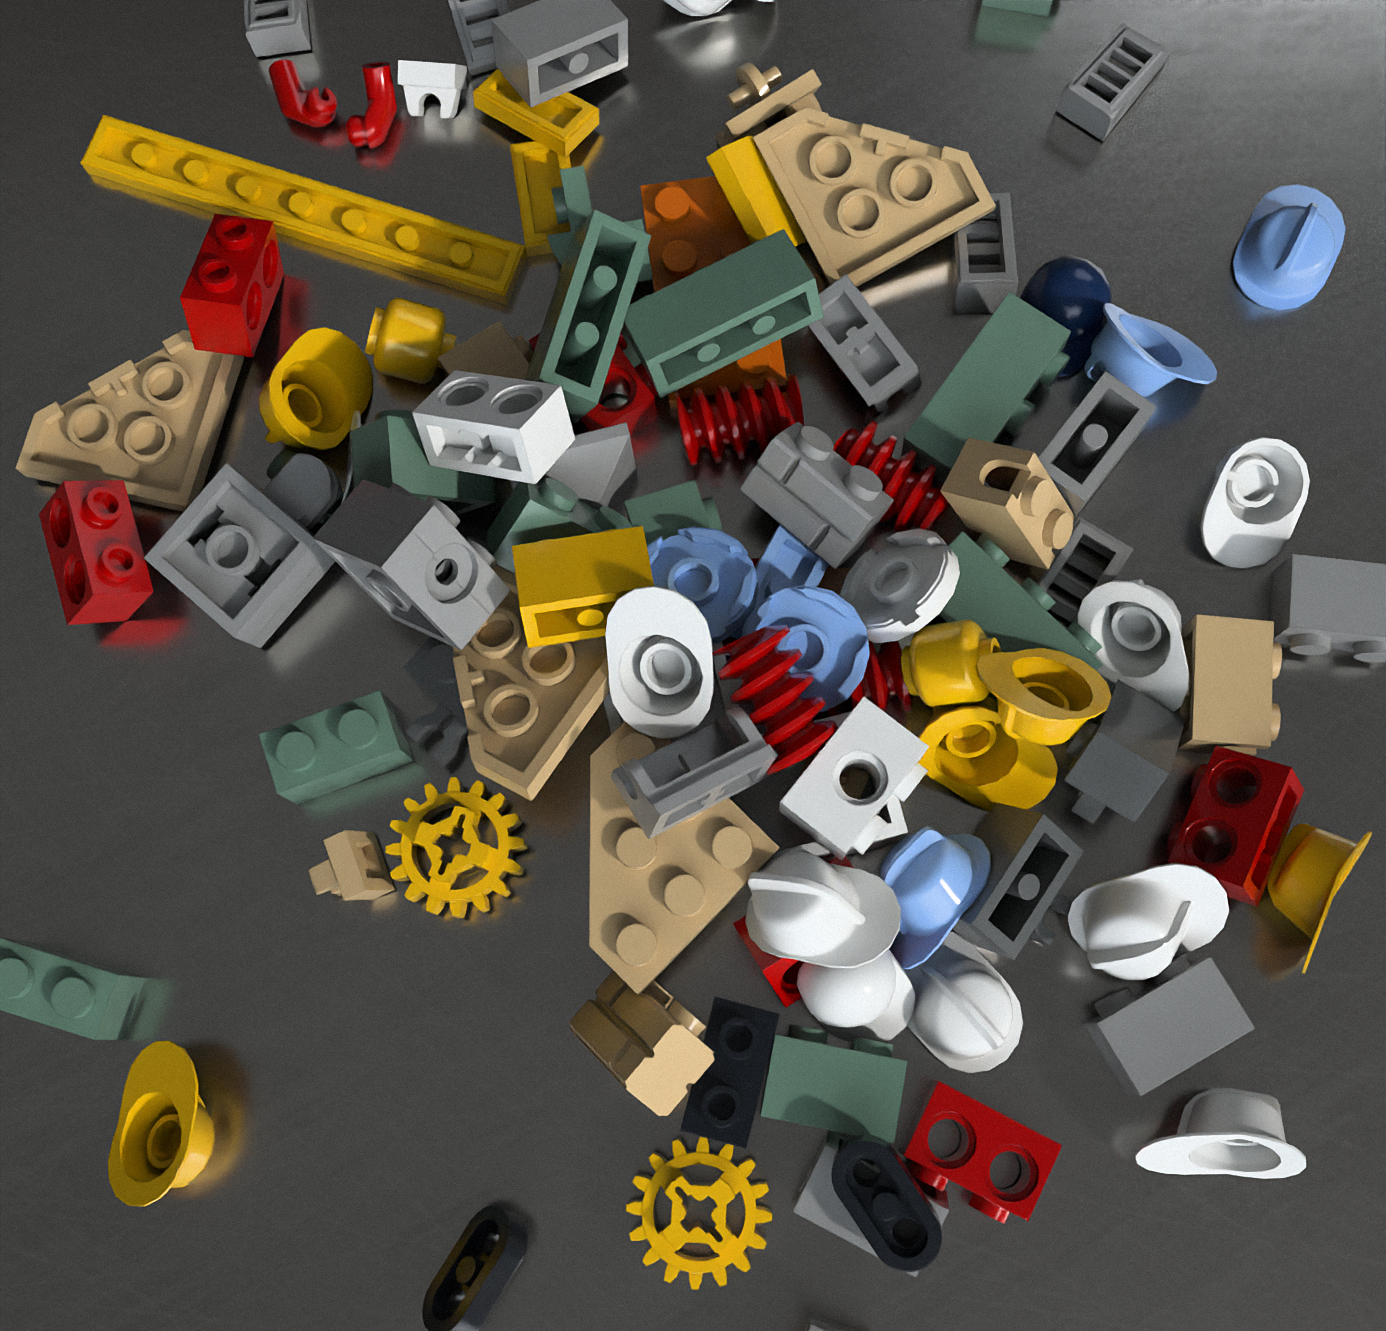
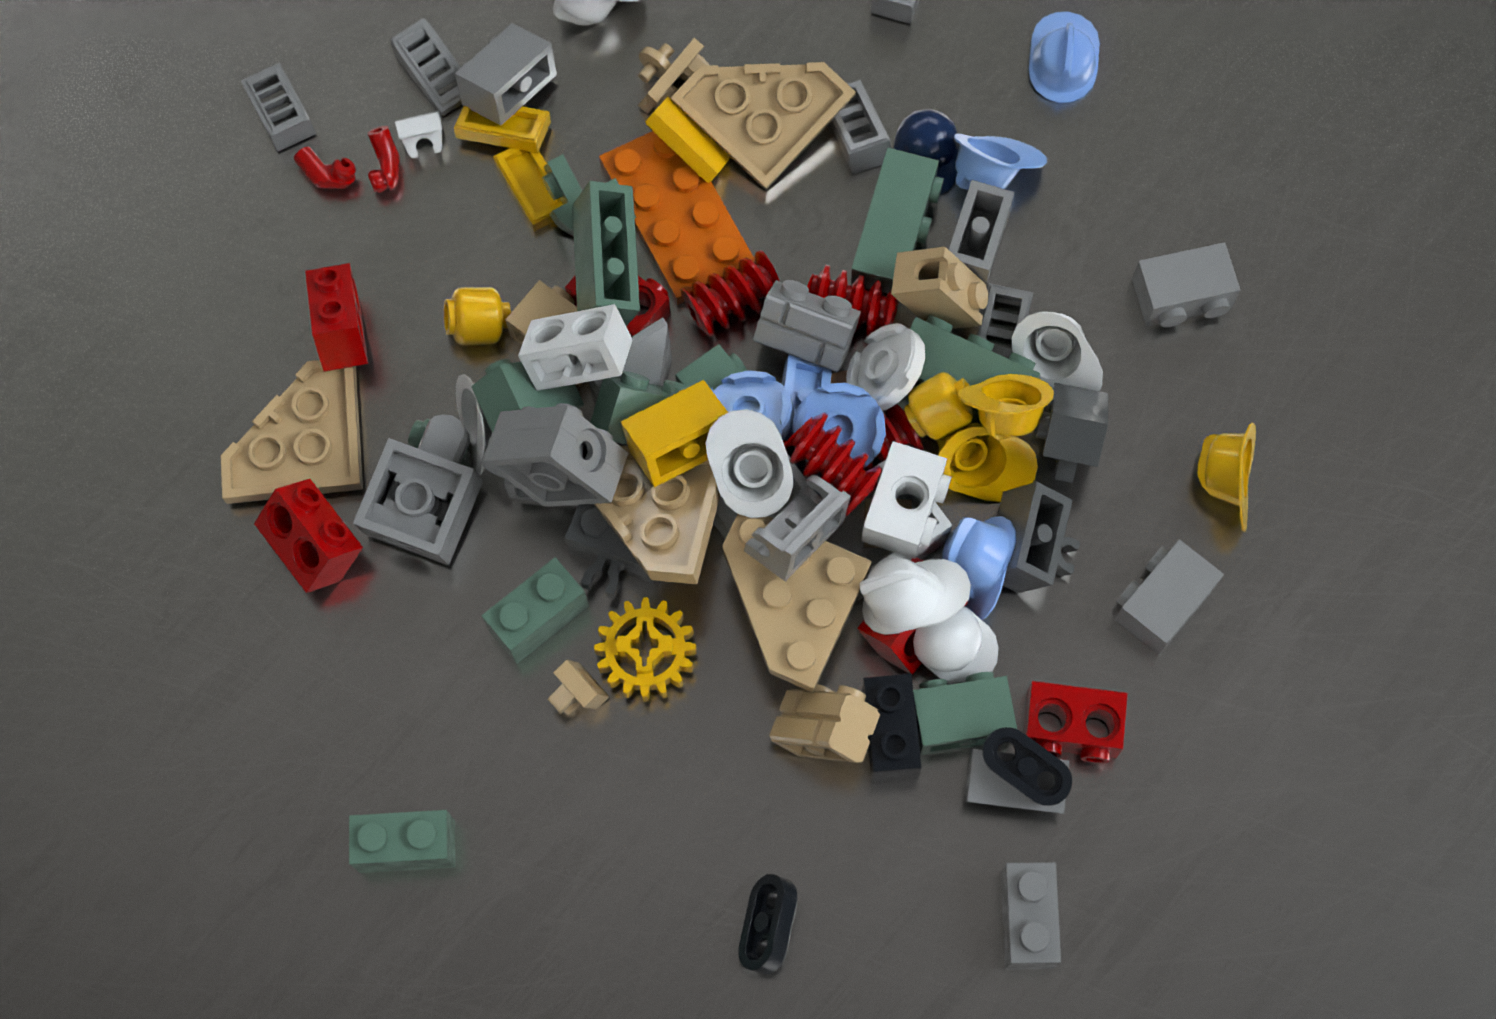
camera: 25 degrees left, 5 degrees down
(161, 1127) = (510, 902): yellow piece -> none
(306, 209) = (364, 247): yellow tile -> none
(316, 391) = (422, 373): yellow piece -> none
(677, 1231) = (924, 838): yellow gear -> none
(723, 312) = (697, 224): sand green brick -> none
(863, 345) = (797, 215): light grey hinge -> none
(964, 1008) = (1031, 636): white piece -> none
(1147, 918) = (1130, 529): white piece -> none
(1226, 1135) = (1230, 655): white piece -> none
(1230, 685) = (1129, 363): tan brick -> none
(1252, 827) = (1176, 448): red brick -> none
(1254, 502) = (1102, 236): white cap -> none

